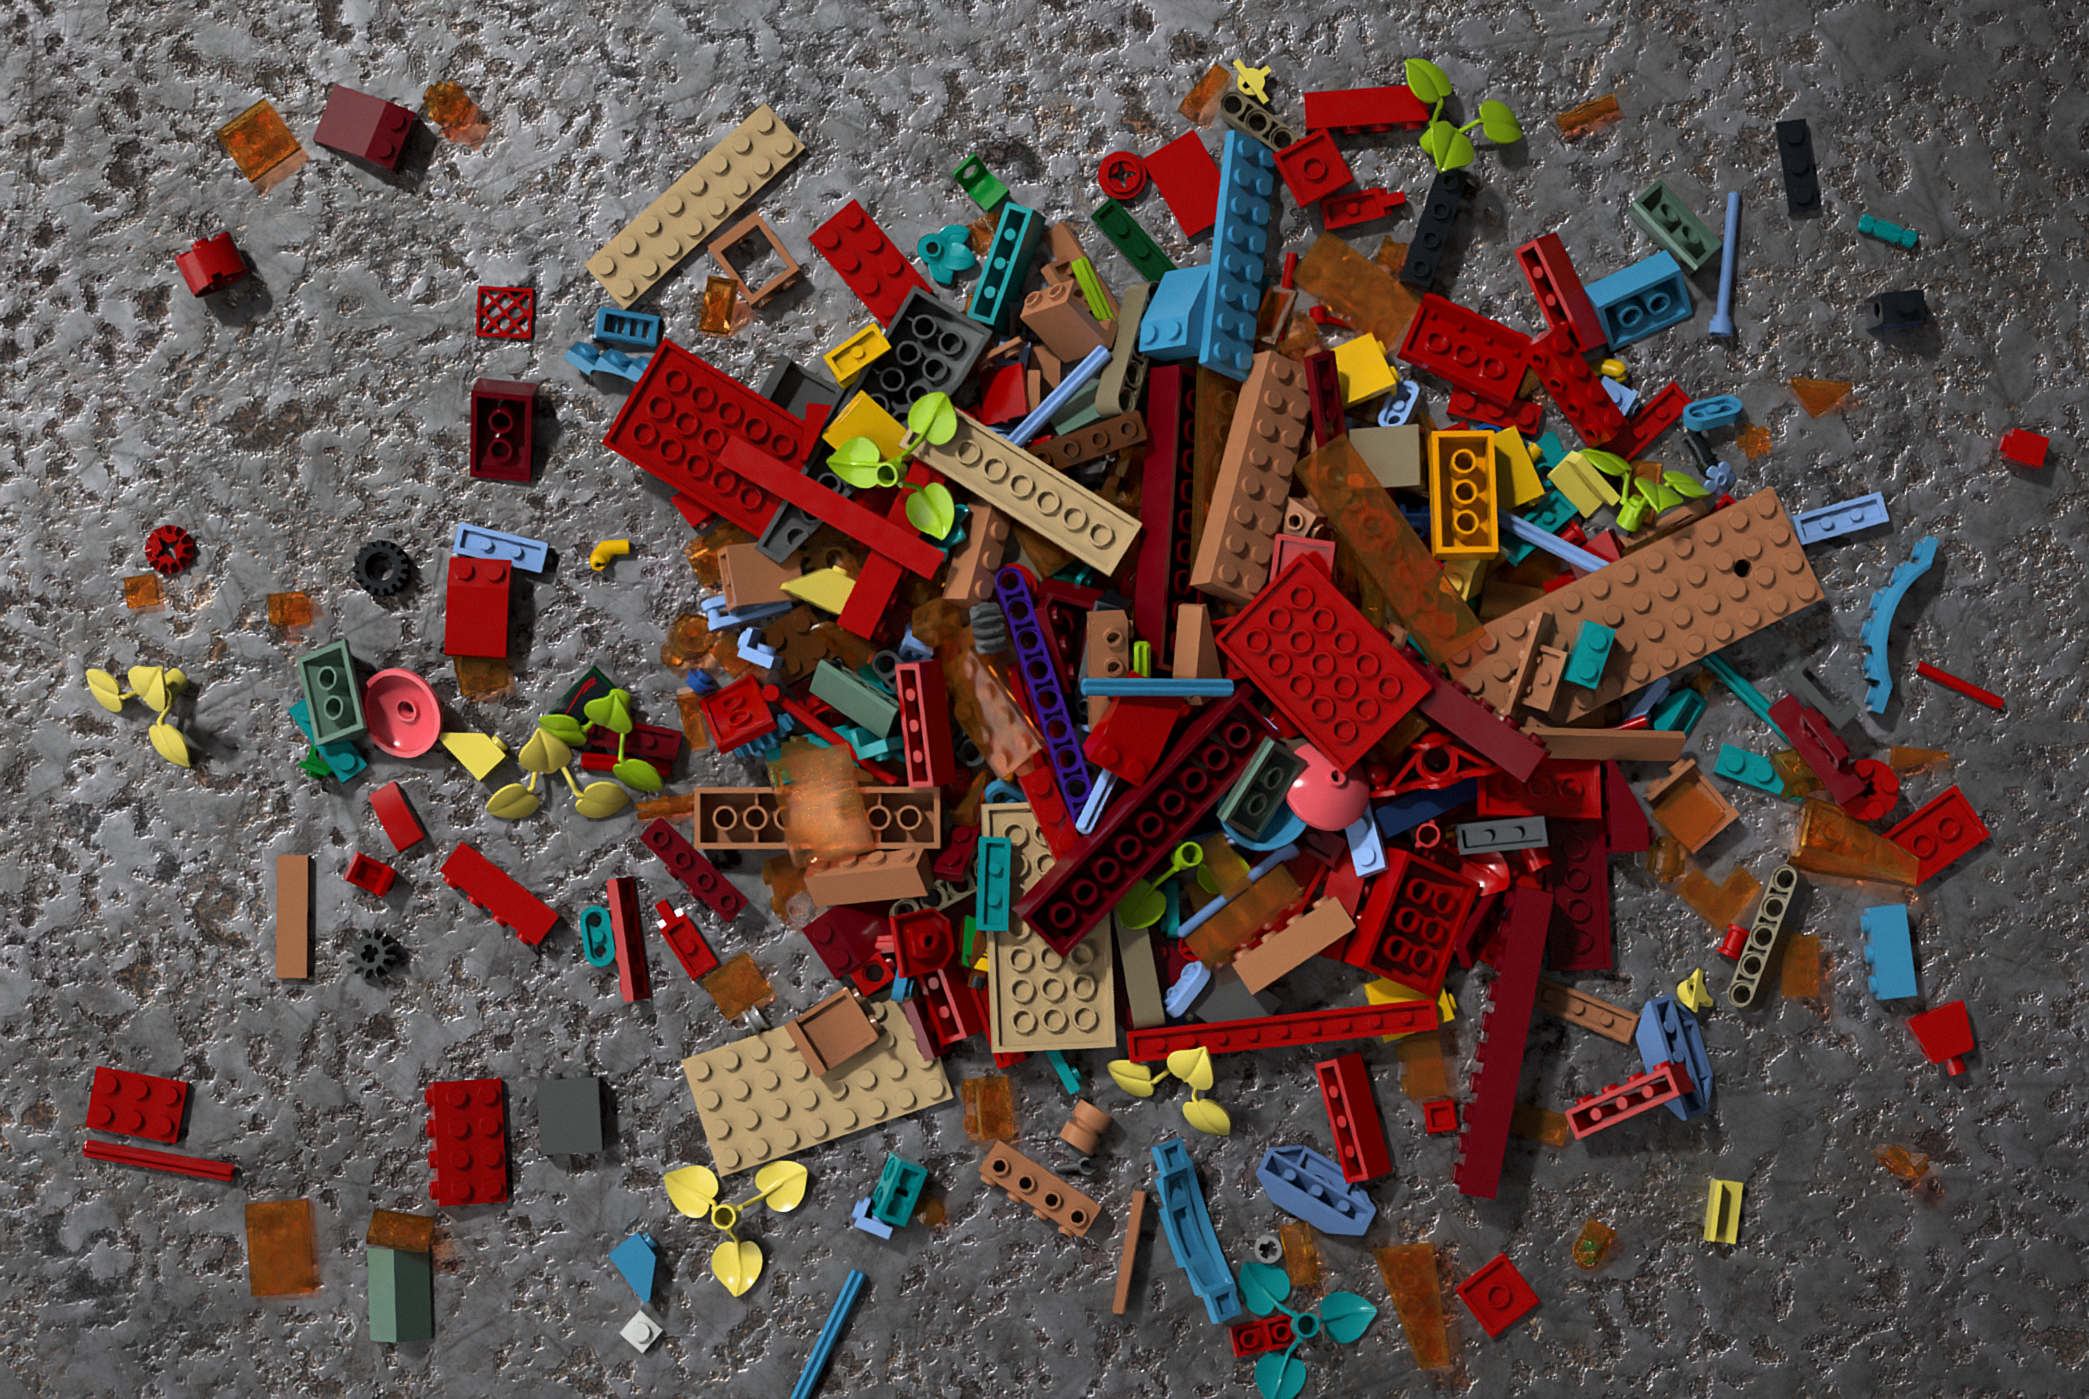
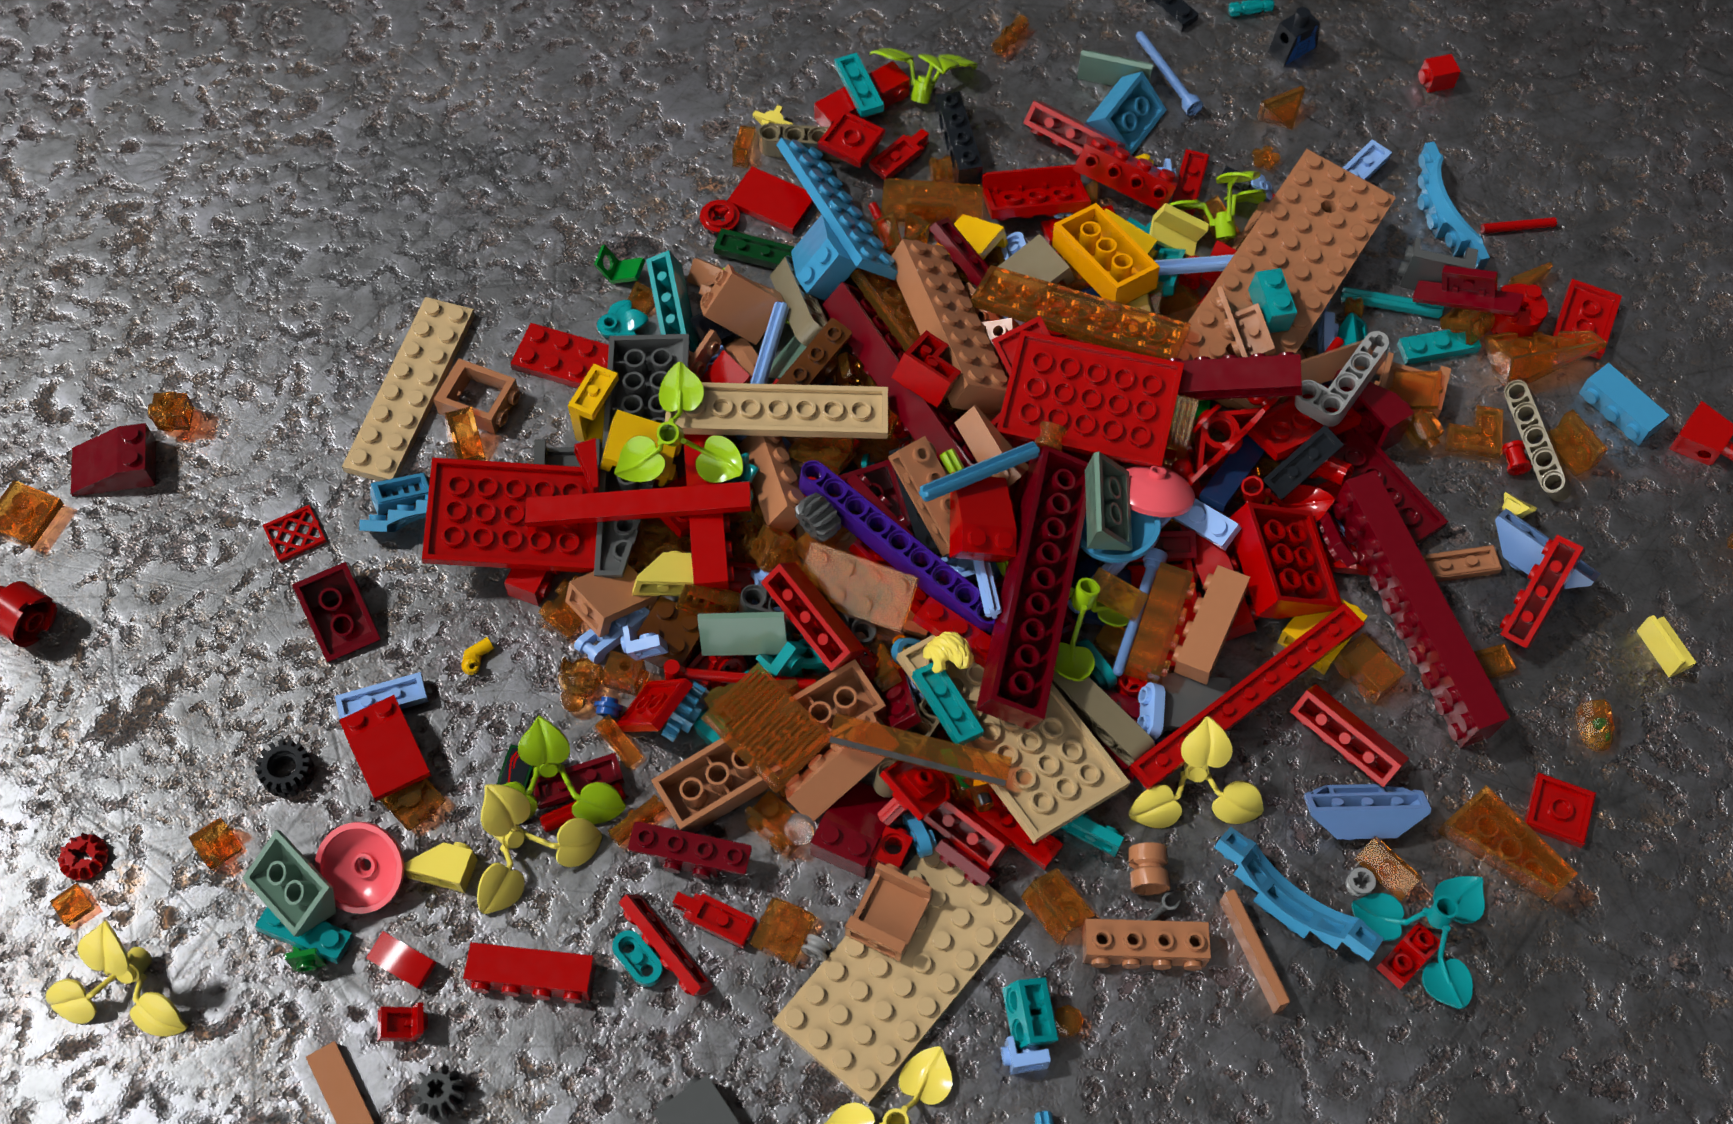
camera: 30 degrees left, 25 degrees down
(938, 916) = (920, 750): none -> clear orange tile
(1025, 836) = (948, 647): none -> light yellow hair
(1178, 537) = (925, 370): none -> red brick
(1254, 684) = (1051, 435): none -> clear orange wheel
(1362, 103) = (859, 85): none -> teal plate
(1440, 1116) = (1410, 702): red tile -> none
(1606, 778) = (1348, 377): none -> light grey beam
(1712, 412) = (1227, 150): dark azure plate -> none

